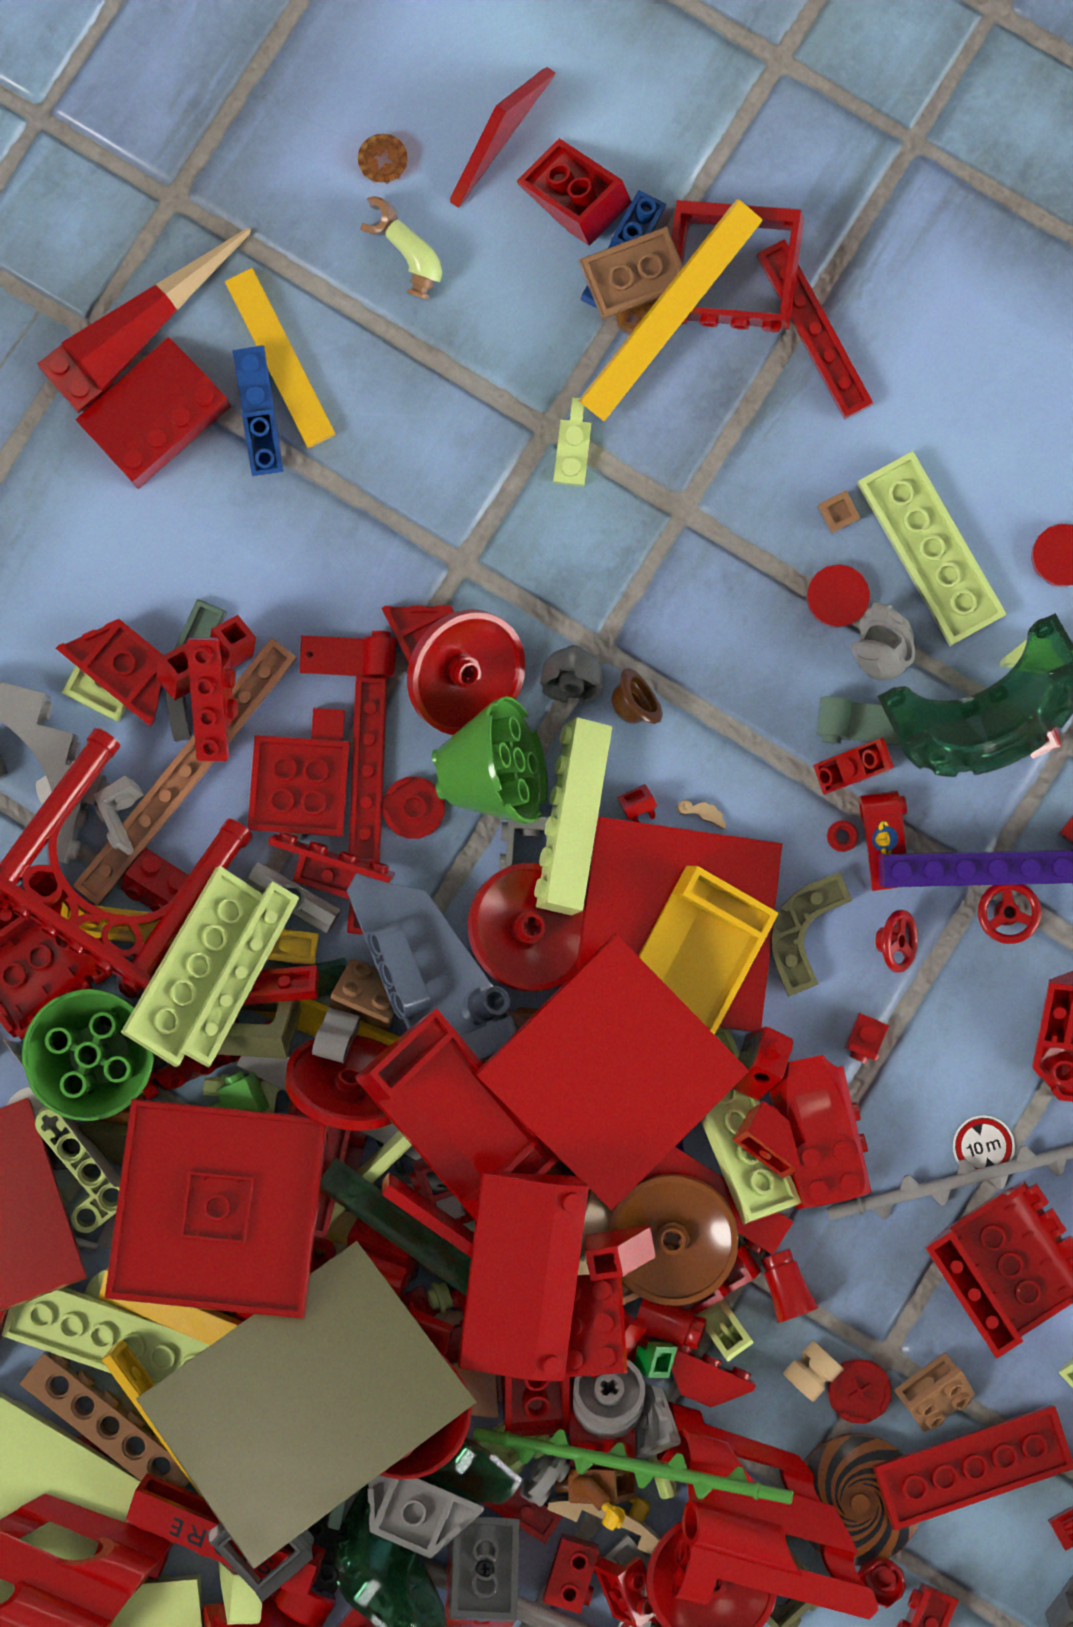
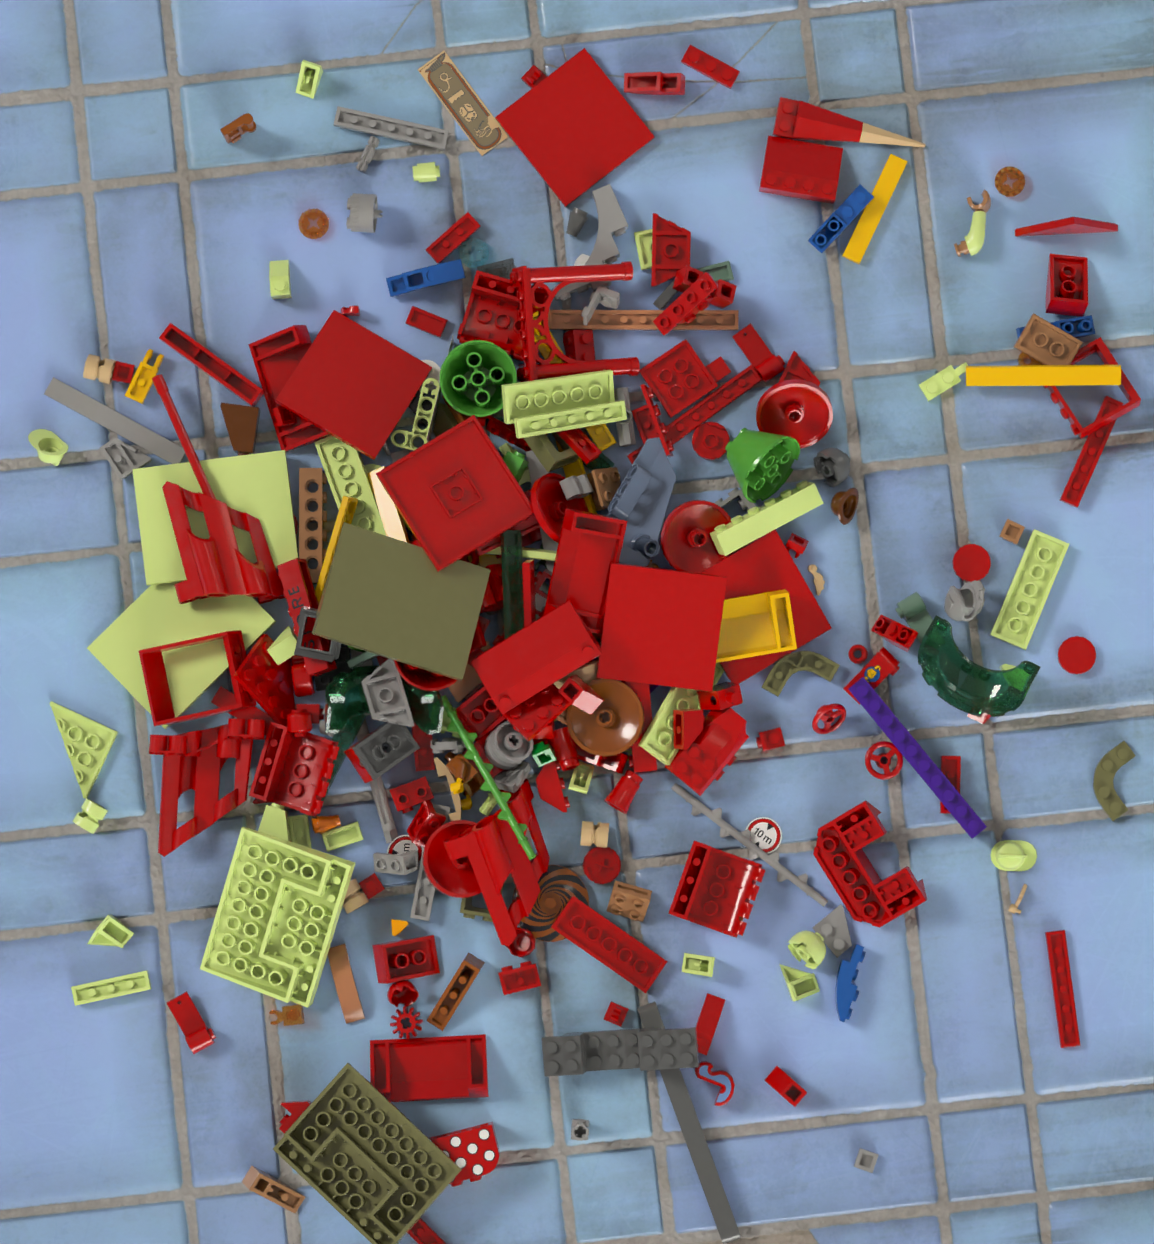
camera: 50 degrees right, 0 degrees up
(439, 1297) = (491, 632): yellowish green plate -> none

